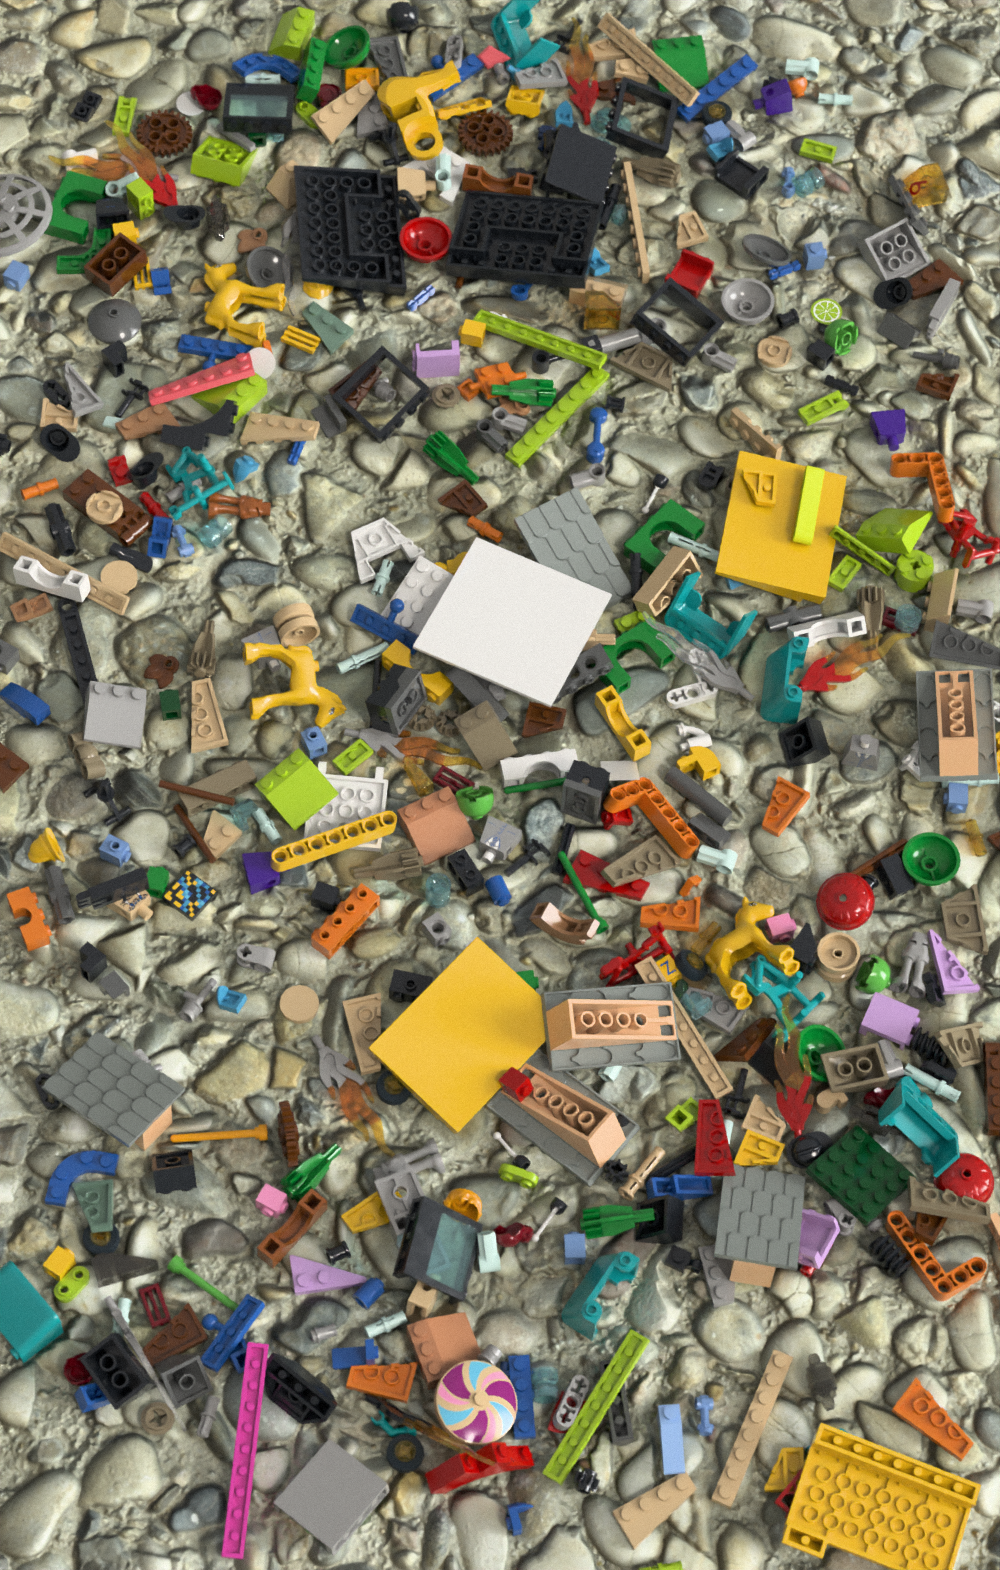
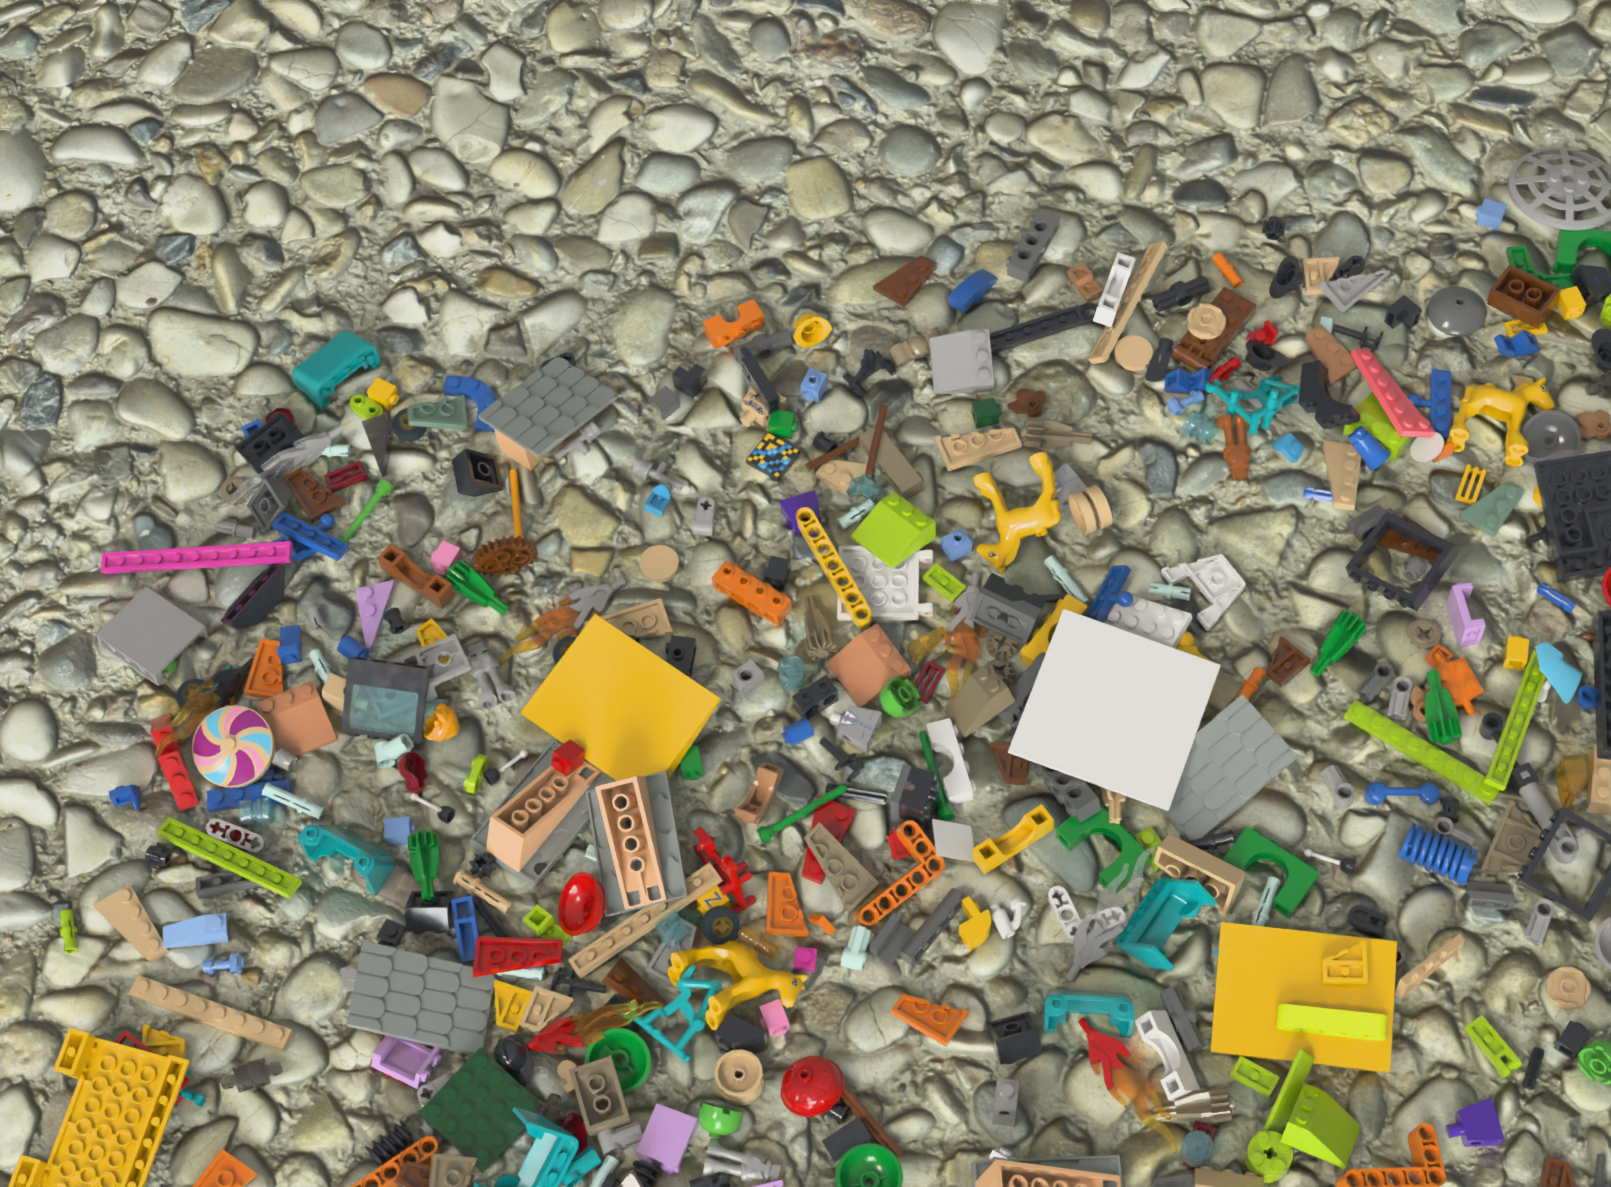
camera: 95 degrees right, 0 degrees up
(261, 402) = (1368, 448): none -> plant
(499, 302) = (1558, 672): none -> medium azure panel
(539, 1341) = (293, 801): none -> light aqua pin
(638, 405) = (1452, 832): none -> light grey piece
(658, 414) = (1438, 854): none -> blue piece
(669, 1089) = (581, 904): none -> red hat
(691, 390) = (1489, 895): none -> dark grey panel
(722, 902) = (805, 959): none -> dark pink plate

